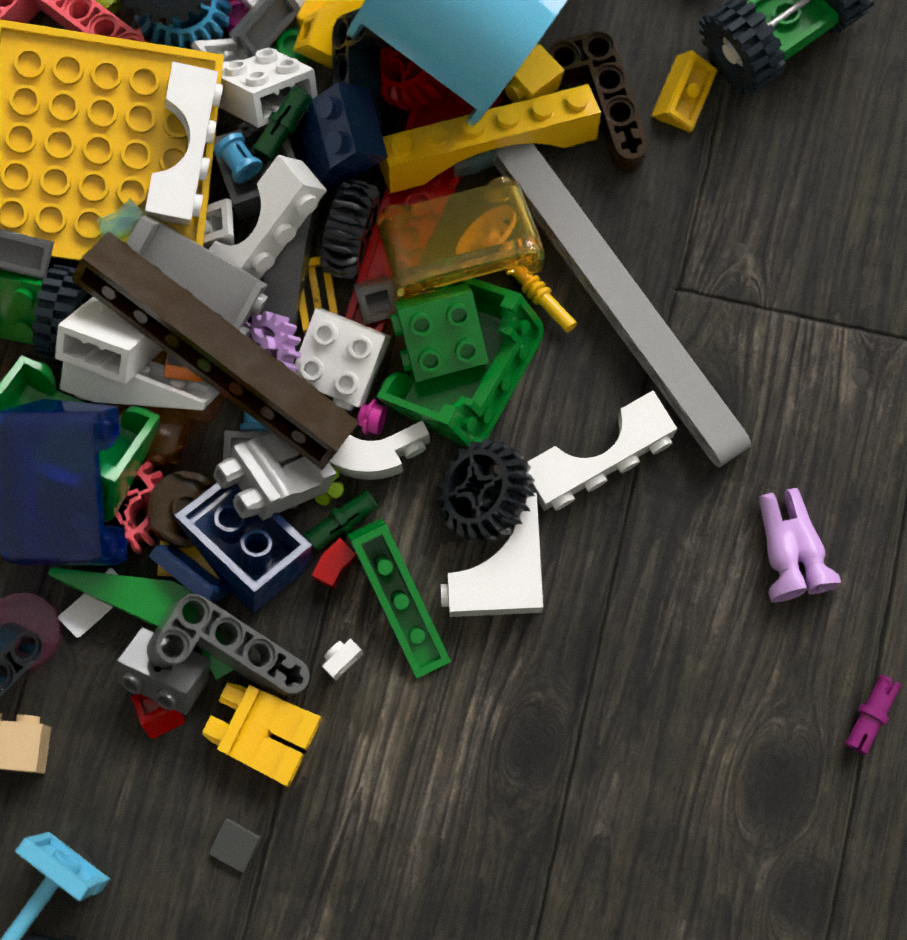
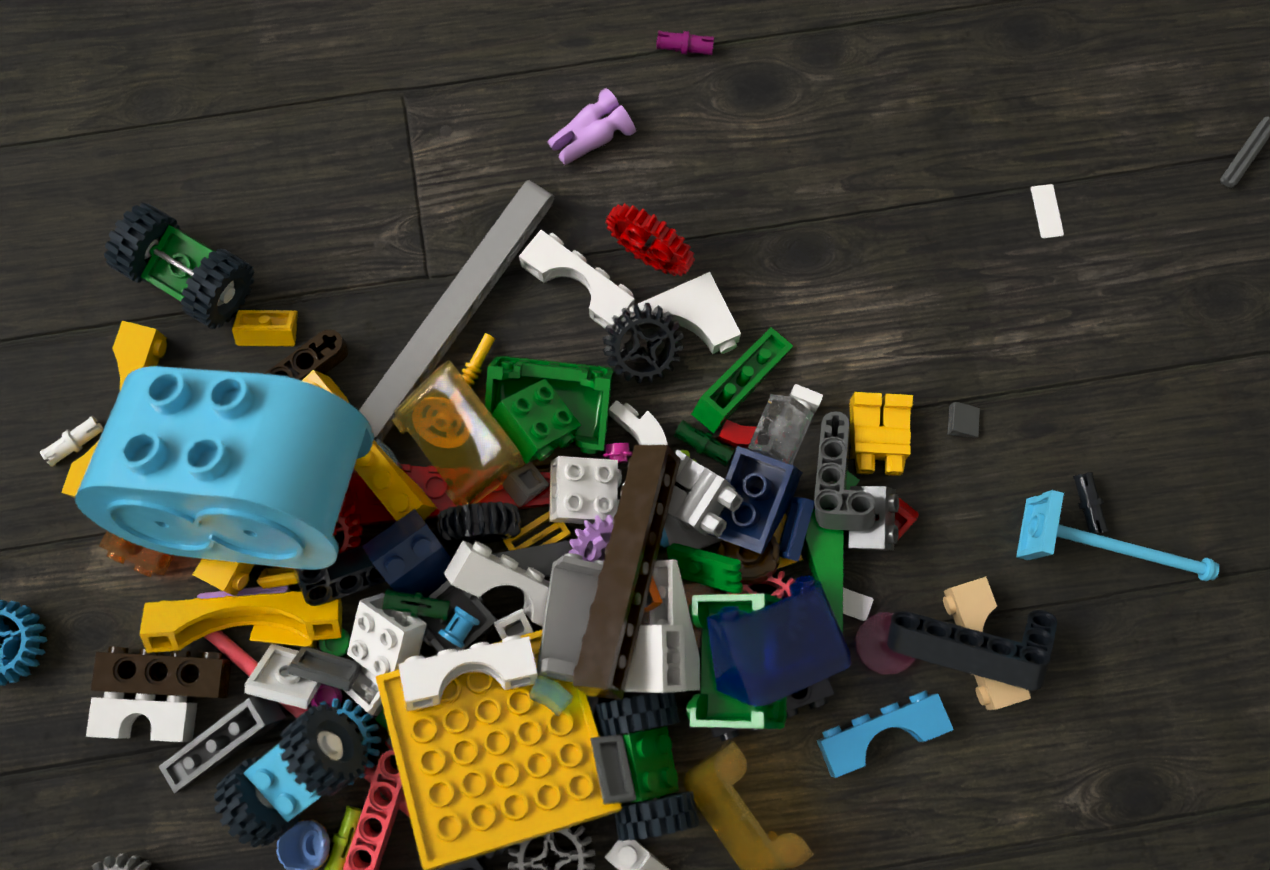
camera: 115 degrees left, 0 degrees up
(189, 450) = (707, 567): none -> green hinge
(313, 610) = (781, 428): none -> clear brick
(595, 550) = (633, 230): none -> red gear

